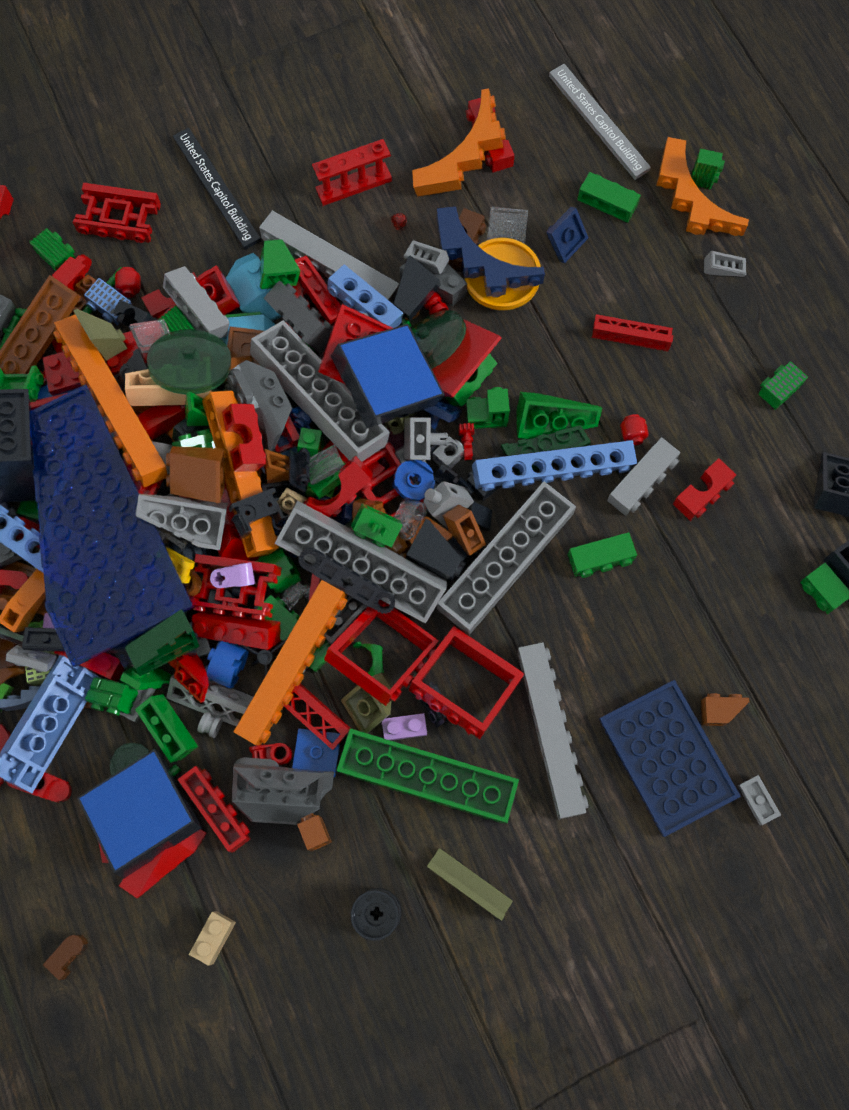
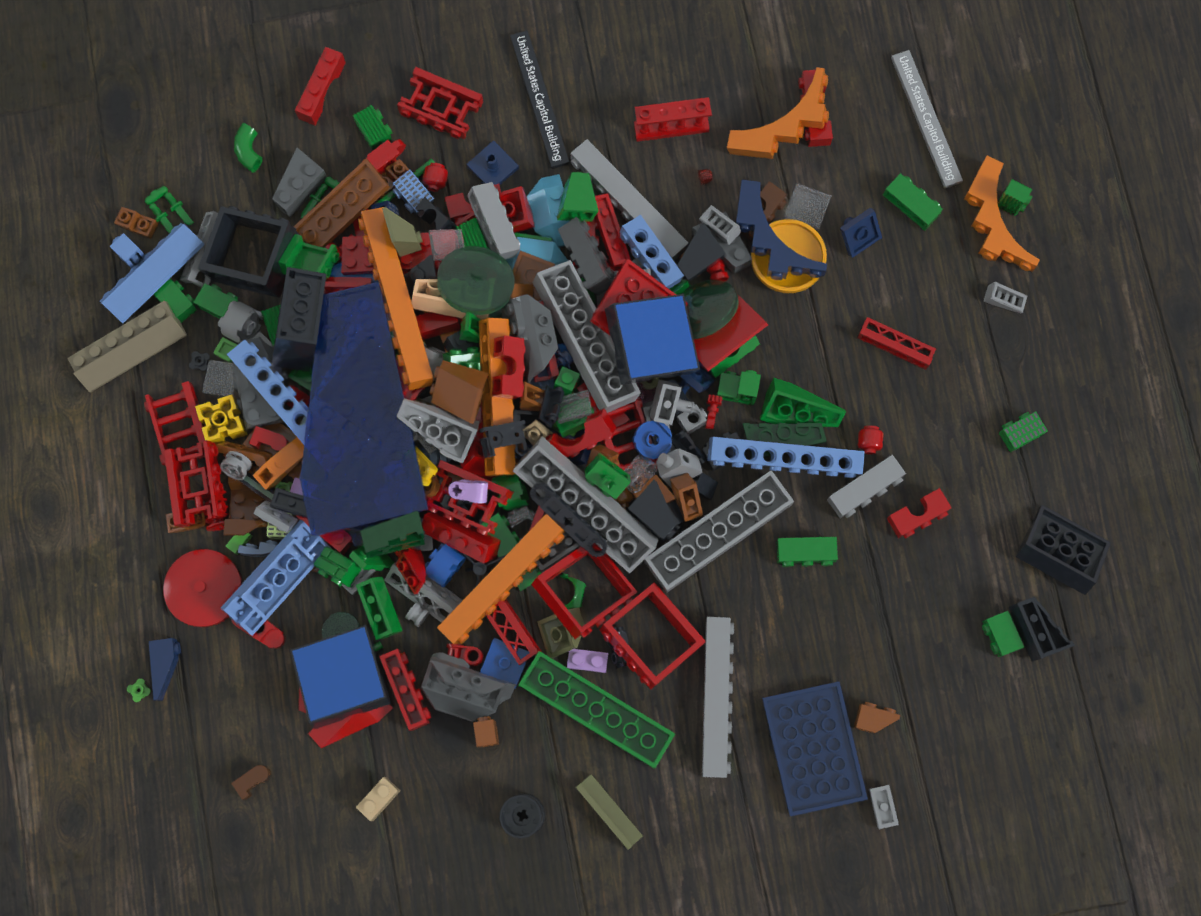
camera: 15 degrees right, 5 degrees up
(185, 254) = (492, 165): none -> dark blue tile

